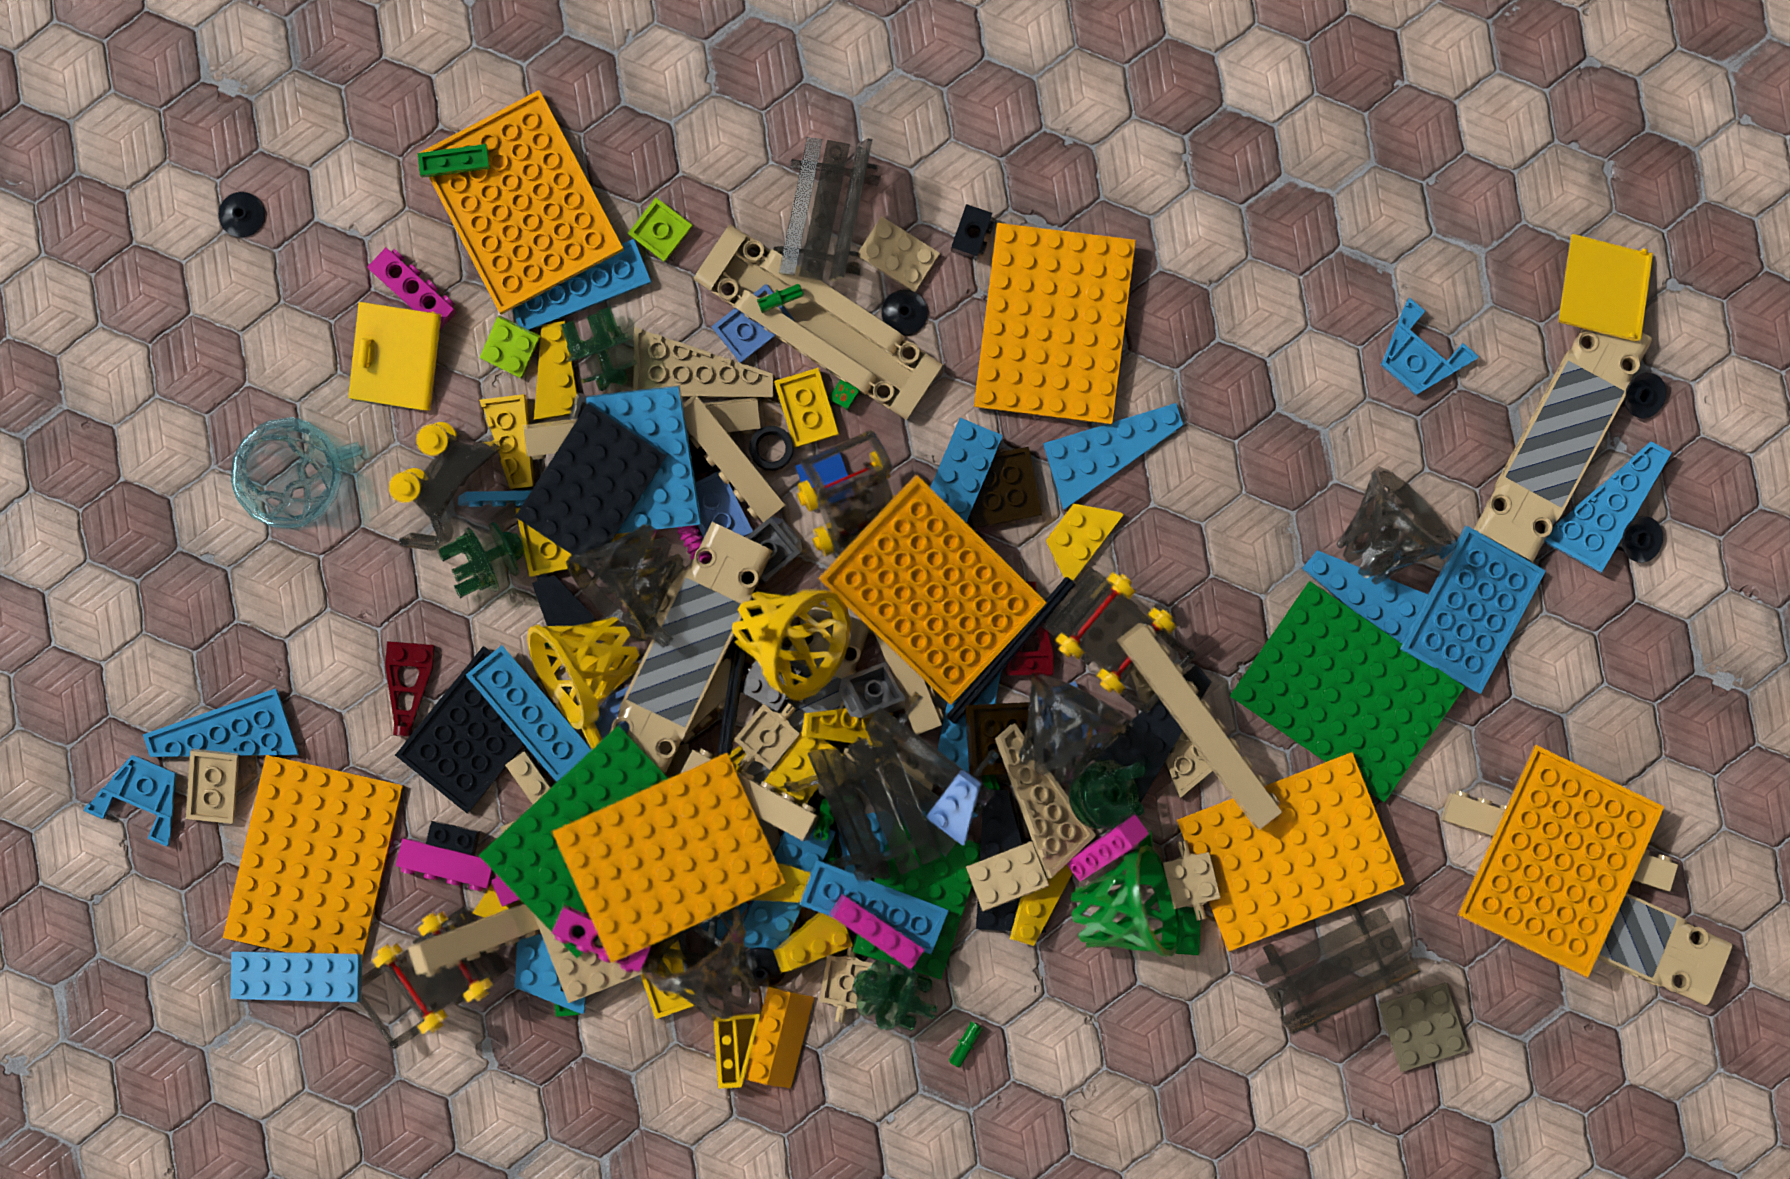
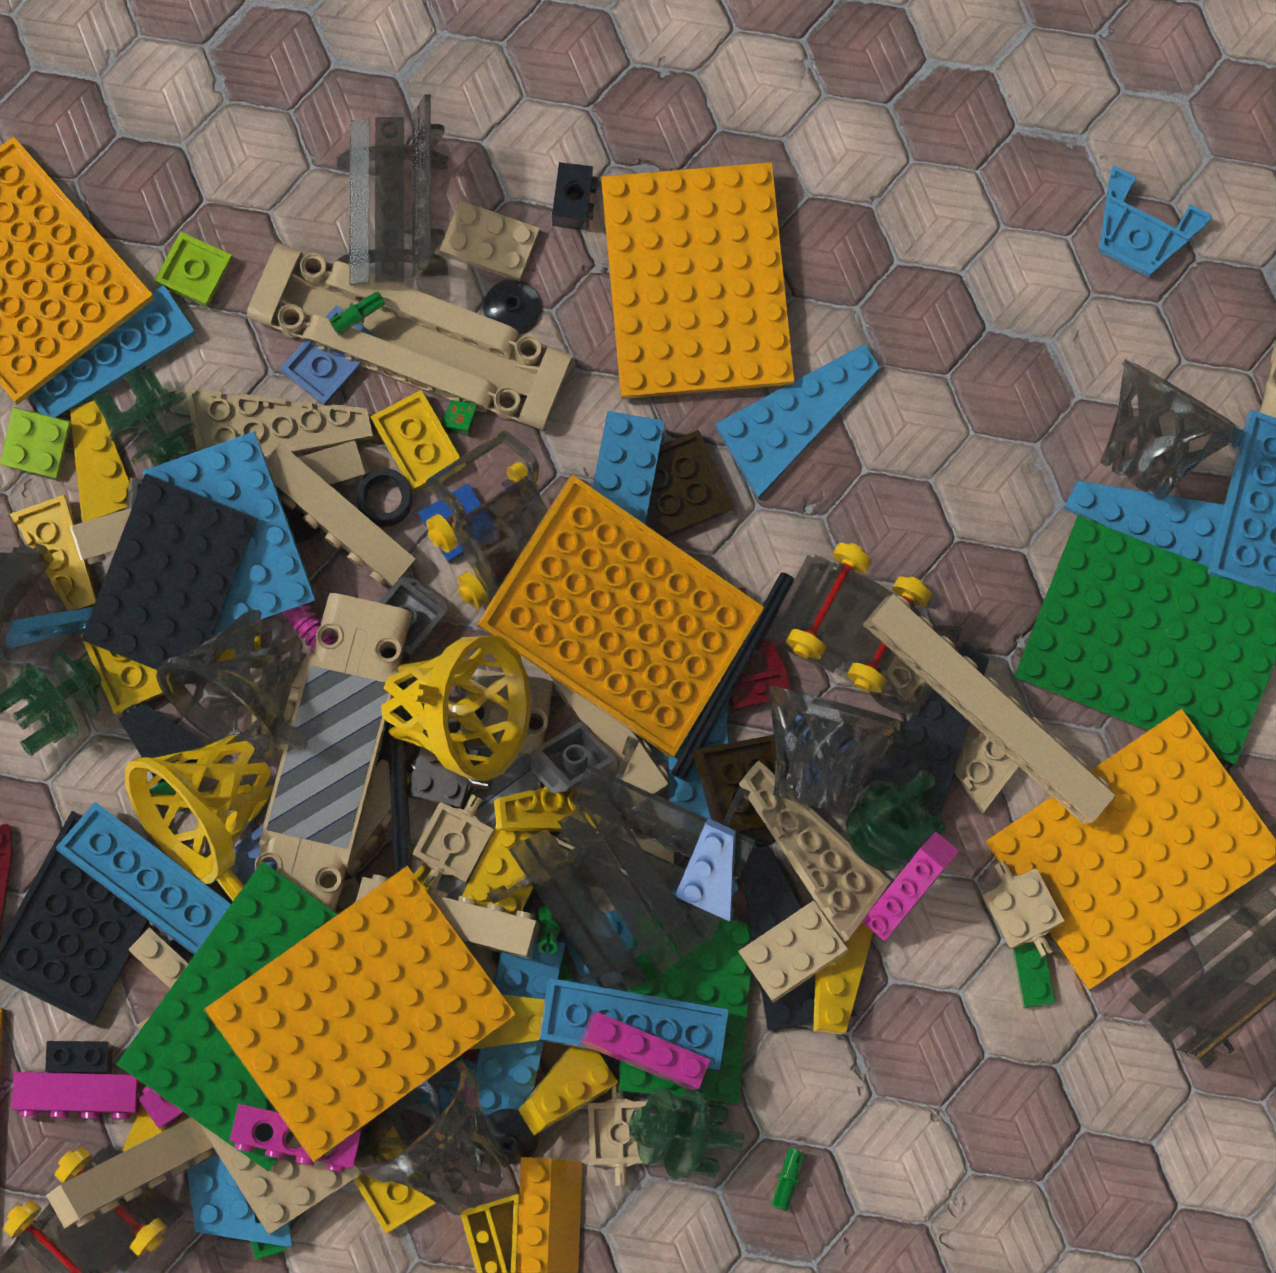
camera: 20 degrees left, 10 degrees down
(720, 506) = (333, 573): medium blue plate -> none
(1080, 536) = (786, 525): yellow wing -> none
(1141, 867) = (948, 990): green piece -> none

